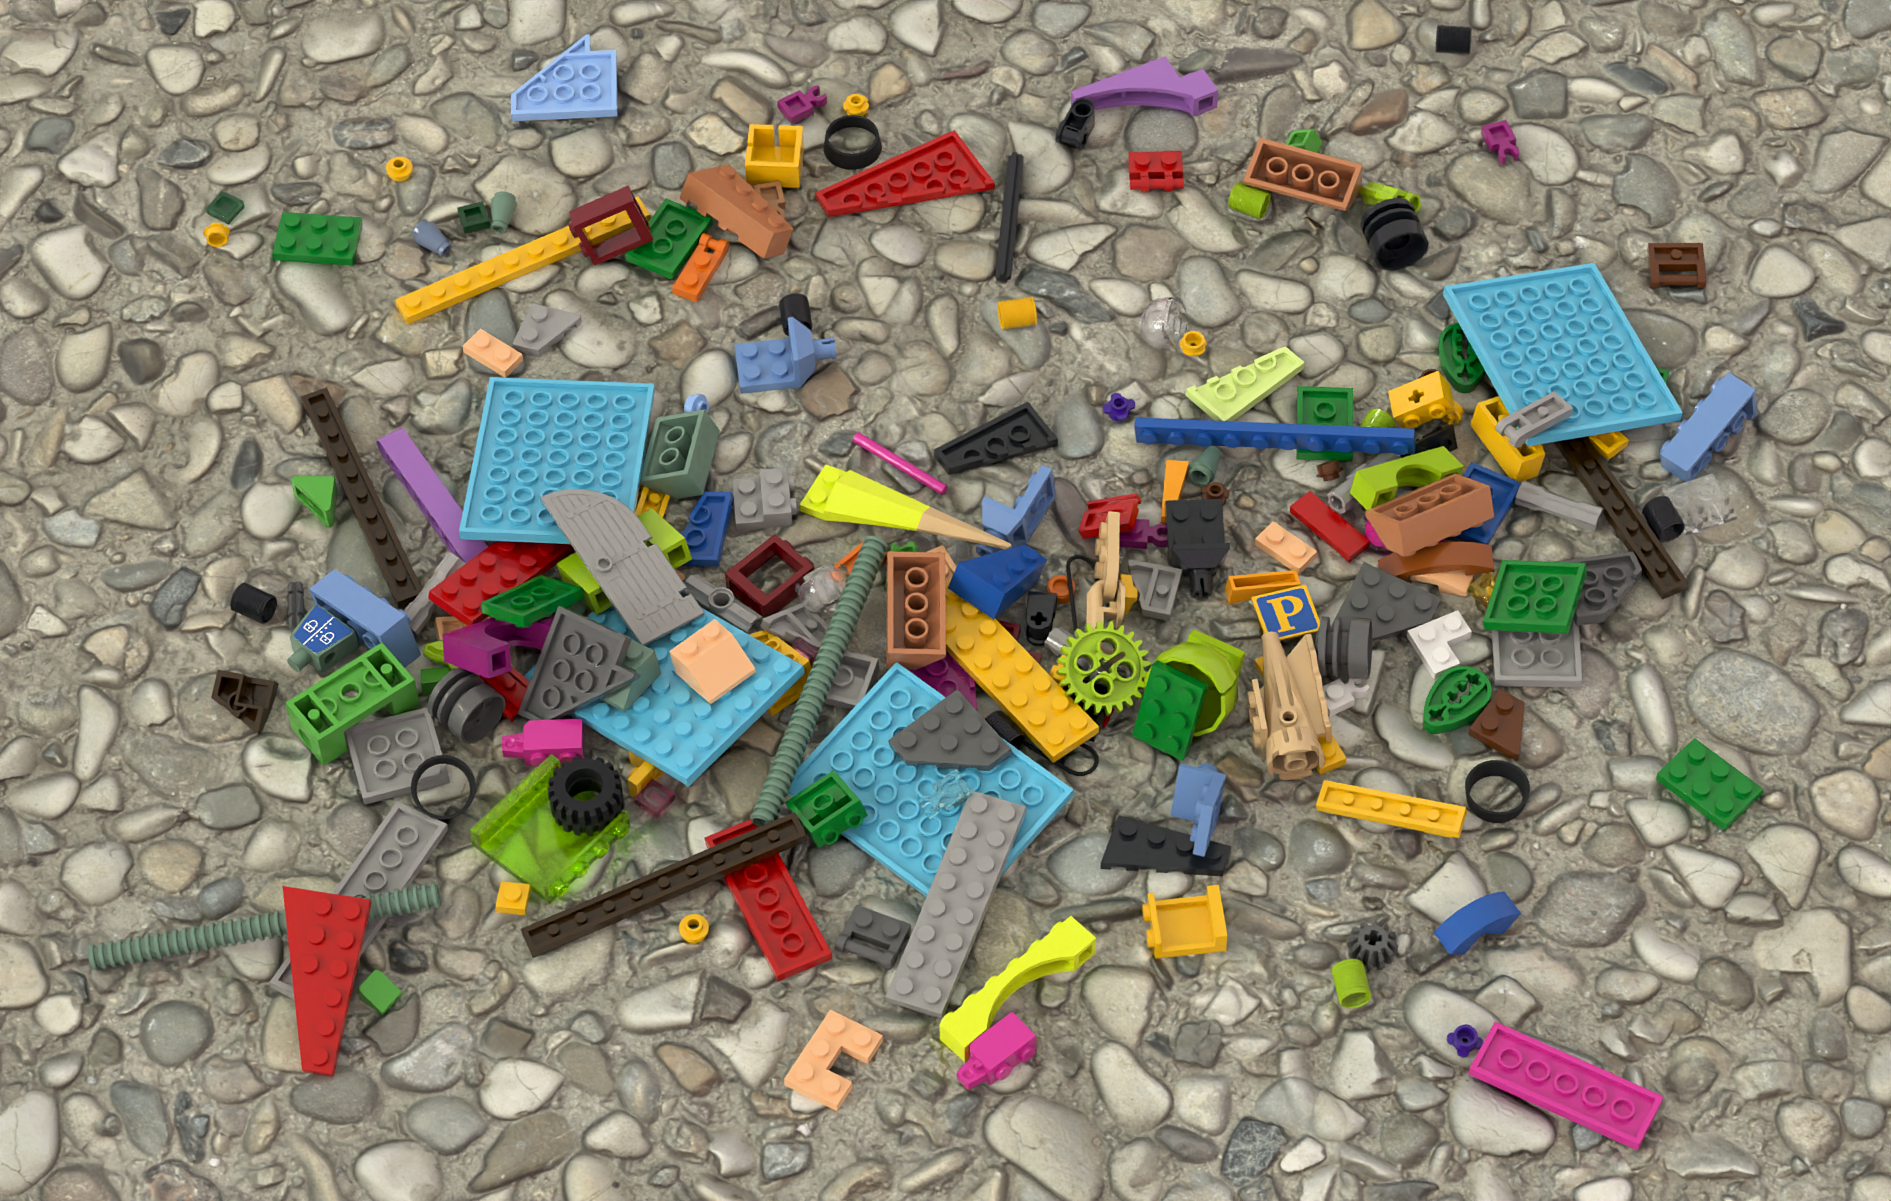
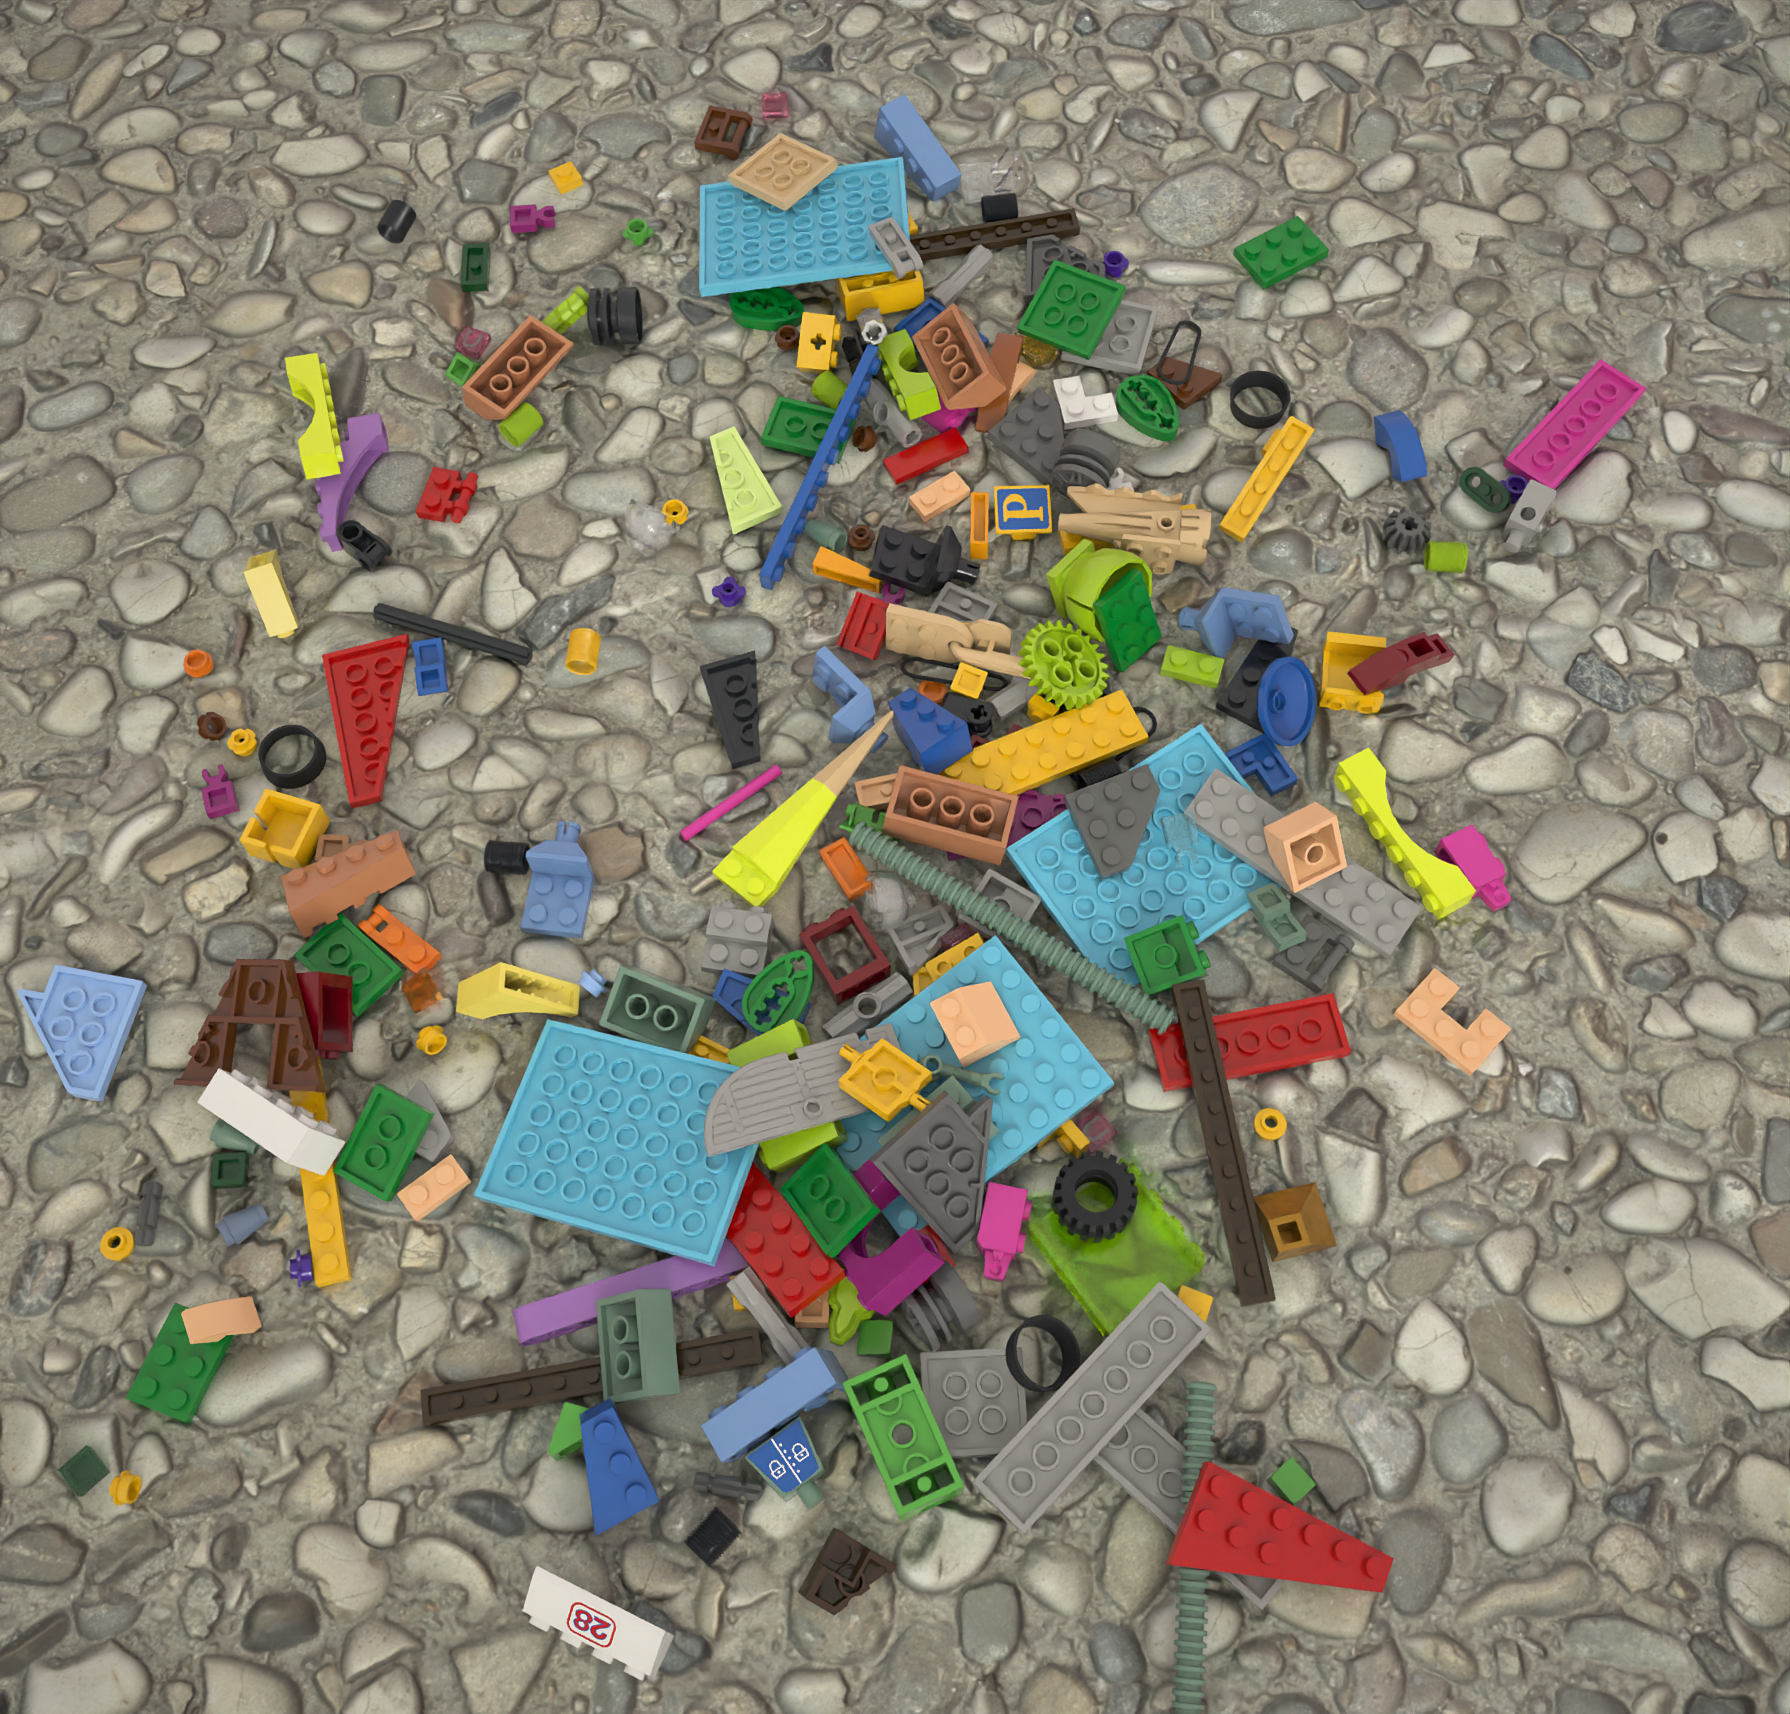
camera: 75 degrees left, 10 degrees up
(175, 544) = (596, 1623): none -> white slope
(290, 518) = (614, 1468): none -> blue wedge
(351, 245) = (221, 1318): none -> light nougat slope
(386, 510) = (637, 1345): none -> sand green slope
(405, 284) = (301, 1268): none -> dark purple plate
(408, 829) = (1091, 1408): none -> light grey plate
(427, 179) = (148, 1214): none -> dark grey axle
(510, 221) = (272, 1120): none -> white brick
(517, 303) = (383, 1142): none -> green plate
(601, 178) = (261, 995): none -> reddish brown wing
(604, 955) = (1294, 1222): none -> pearl gold slope
(617, 313) = (431, 1039): none -> yellow plate
(641, 606) = (884, 1079): none -> yellow plate
(661, 296) = (421, 991): none -> clear orange slope
(664, 643) = (967, 1076): none -> sand green brick
(669, 358) = (515, 990): none -> light yellow arch
(716, 521) = (763, 988): none -> green piece
(856, 76) = (218, 726): none -> reddish brown plate
(896, 895) = (1275, 917): none -> sand green slope
(922, 50) = (198, 663): none -> orange plate
(960, 888) = (1306, 846): none -> light nougat slope
(963, 215) = (430, 666): none -> blue slope
(1002, 68) = (270, 594): none -> light yellow arch
(1064, 859) = (1264, 760): none -> blue plate
(1069, 604) = (969, 681): none -> yellow plate
(1121, 876) = (1286, 701): none -> blue dish
(1153, 54) = (321, 442): none -> neon yellow arch
(1155, 791) = (1192, 666): none -> lime plate
(1205, 952) = (1400, 661): none -> dark red slope
(1336, 140) = (472, 342): none -> clear pink tile
(1421, 1045) = (1527, 516): none -> light grey torso
(1423, 116) = (475, 267): none -> dark green plate
(1449, 1010) = (1486, 490): none -> dark green plate
(1450, 434) = (872, 325): none -> light grey piece
(1519, 230) = (637, 231): none -> bright green plate
(1526, 724) = (1192, 357): none -> black piece
(1567, 156) = (565, 177): none -> yellow plate
(1622, 318) = (782, 171): none -> tan plate
(1632, 629) = (1115, 263): none -> dark purple plate
(1734, 301) = (774, 105): none -> clear pink tile

